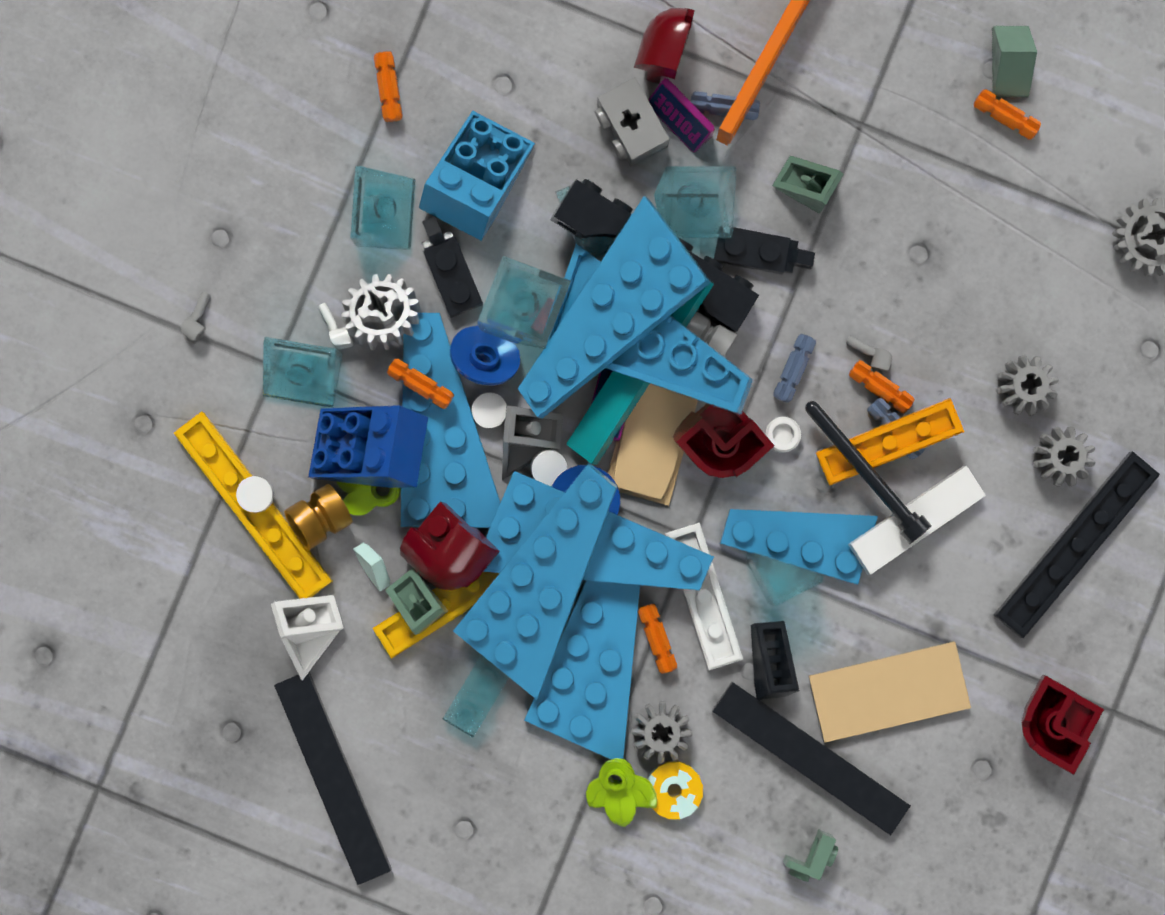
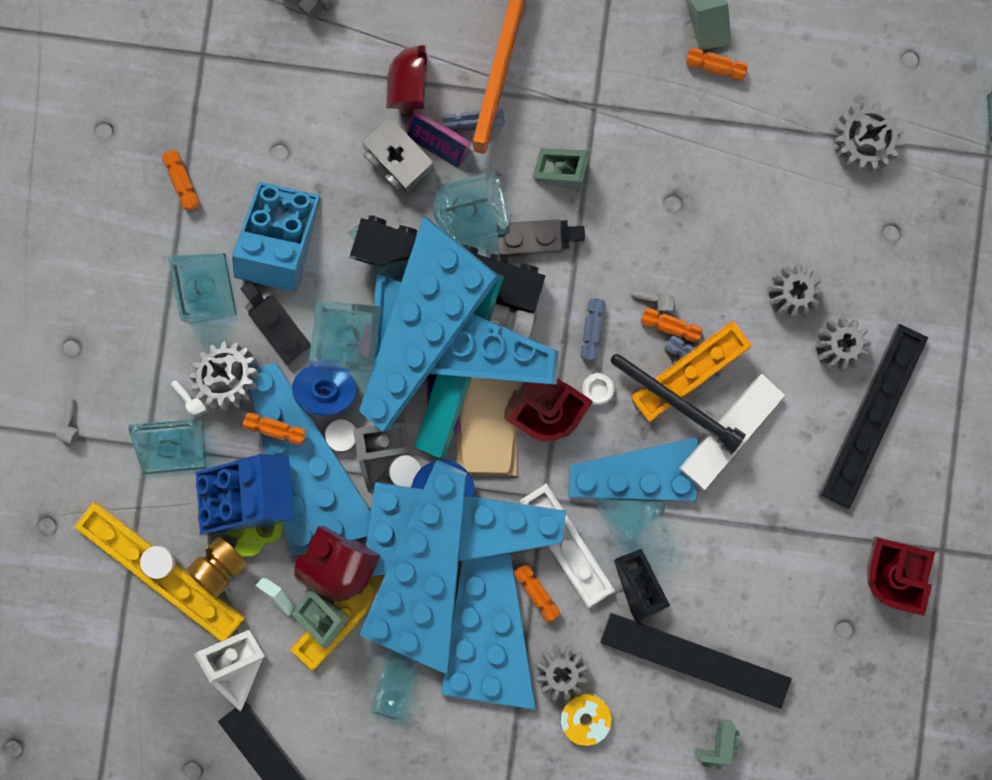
camera: 15 degrees left, 0 degrees up
(623, 796) = (540, 737): lime plate -> none
(889, 691) = (747, 585): tan piece -> none

